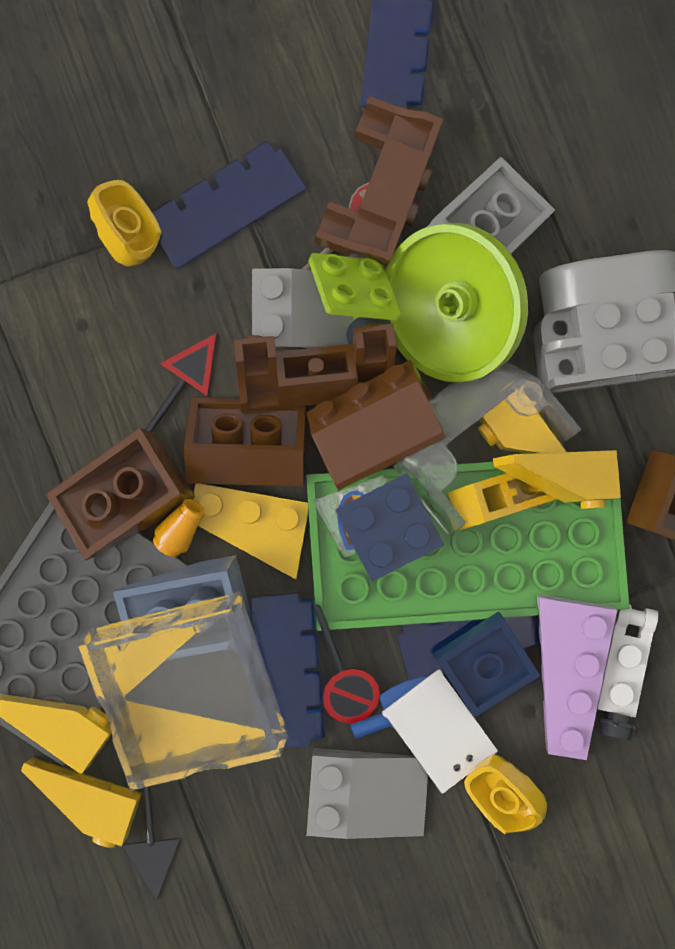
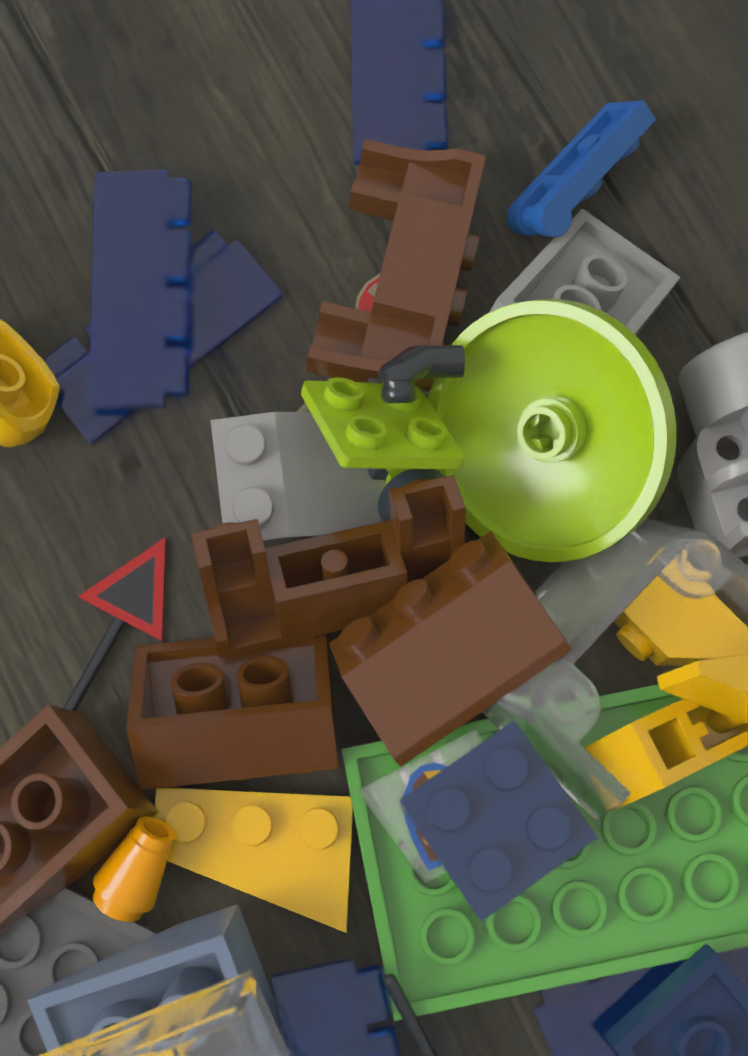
camera: 10 degrees left, 10 degrees down
(210, 182) = (130, 293): none -> clear blue windscreen
(380, 252) = (415, 363): none -> black arm
(502, 132) = (578, 169): none -> blue plate

